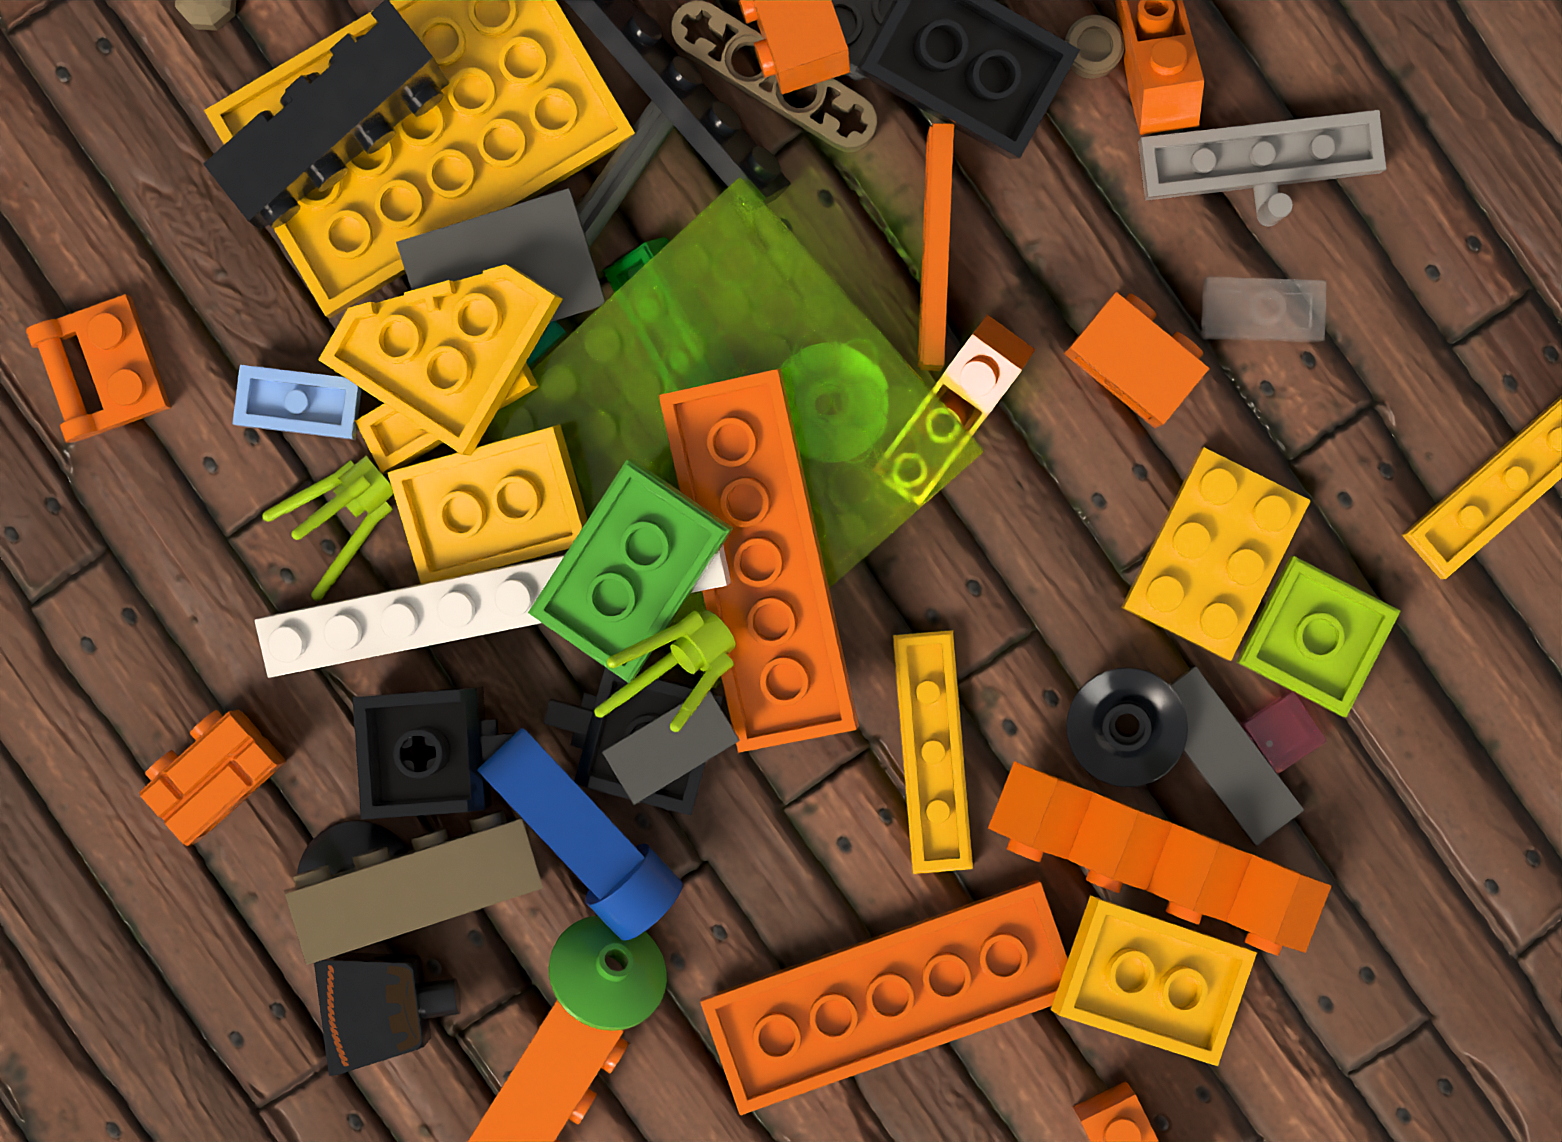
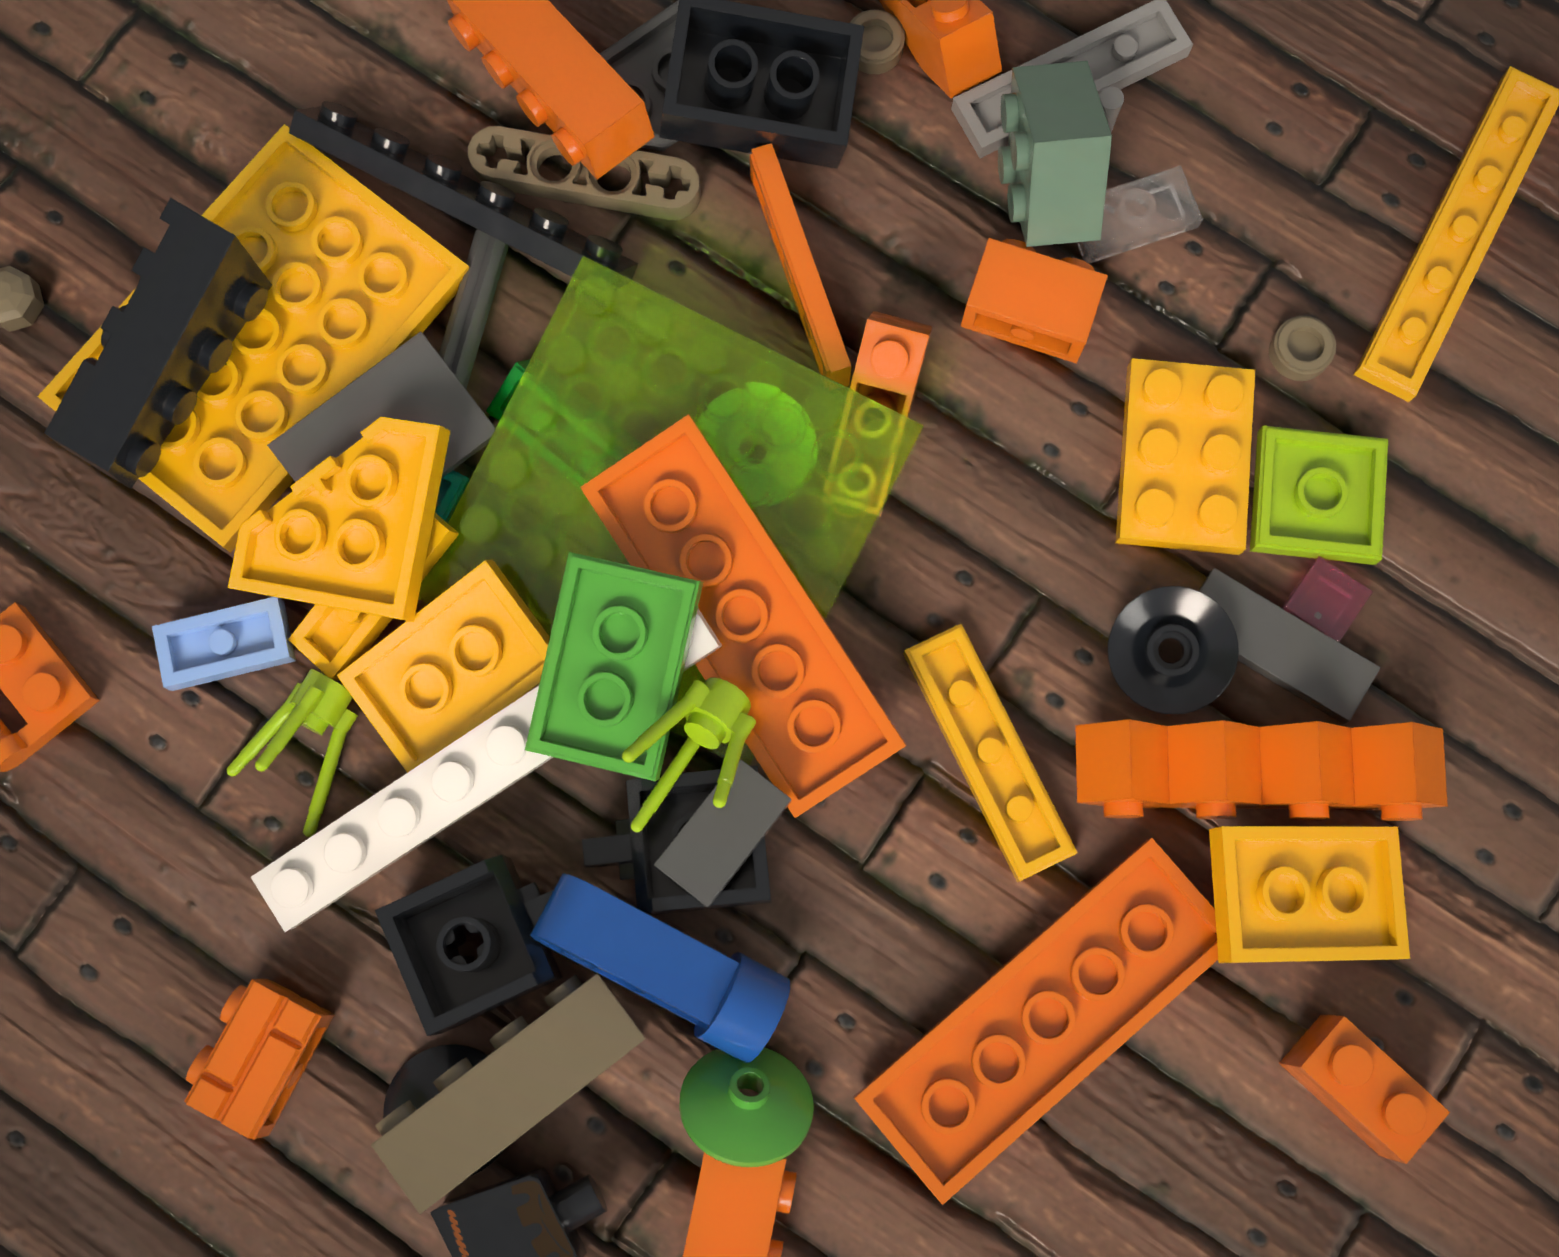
camera: 20 degrees left, 10 degrees down
(1205, 238) = (1055, 153): none -> sand green brick
(1364, 494) = (1302, 348): none -> dark tan tile

